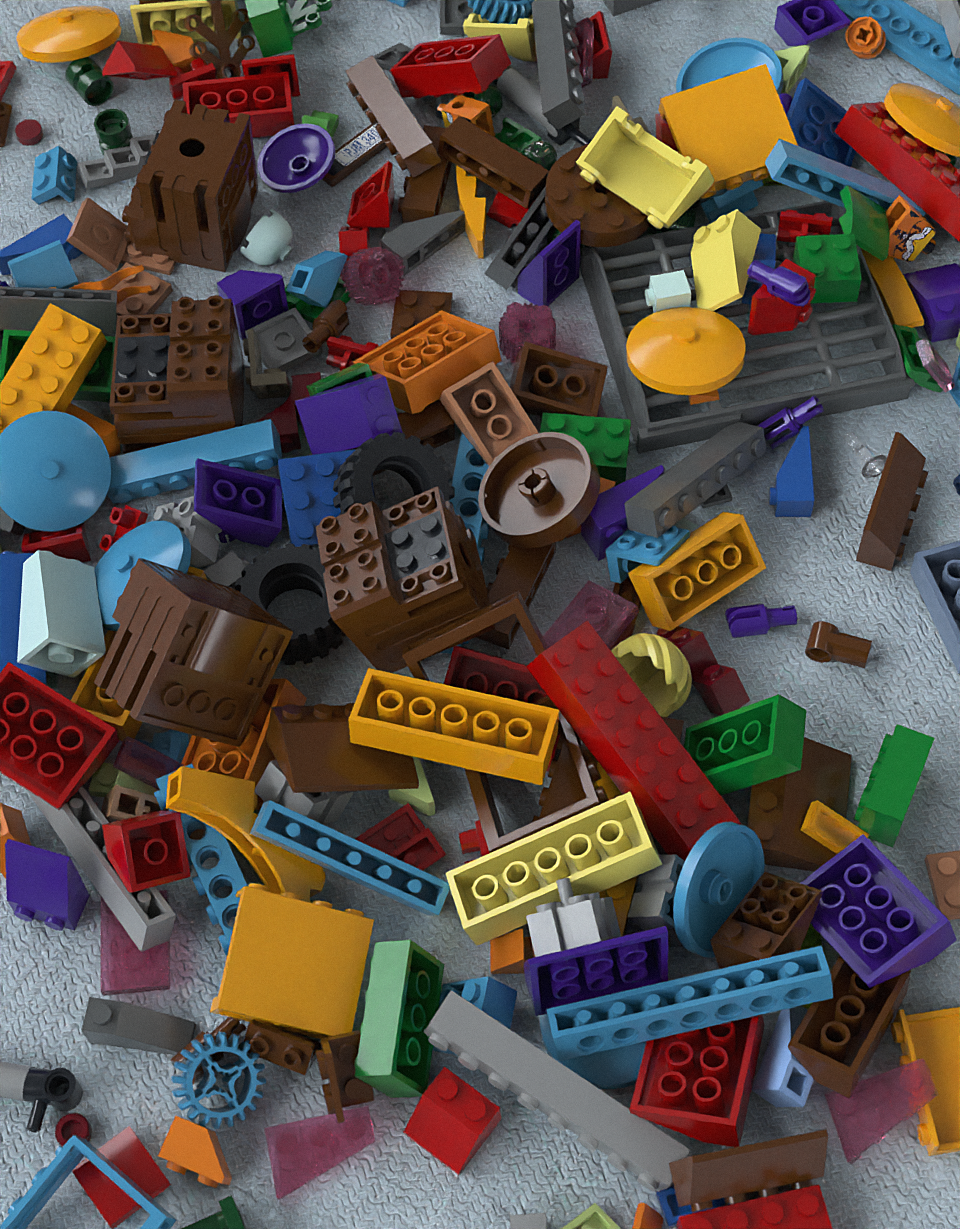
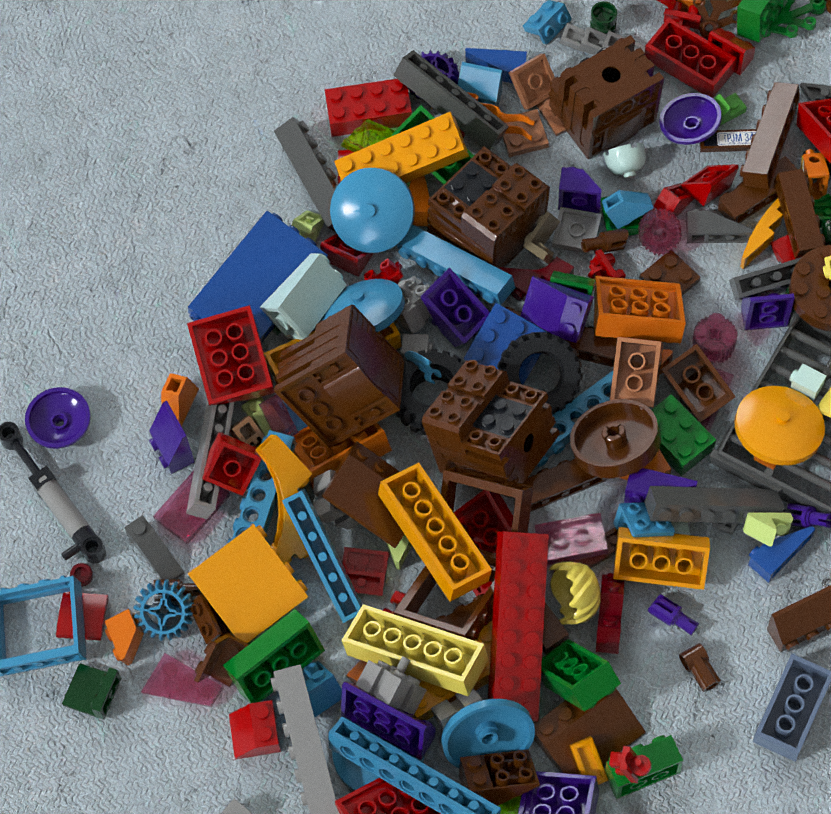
camera: 45 degrees right, 5 degrees up
(264, 573) = (423, 364): none -> dark azure piece
(765, 458) = (767, 526): none -> yellowish green slope
(900, 783) = (630, 764): none -> red hips

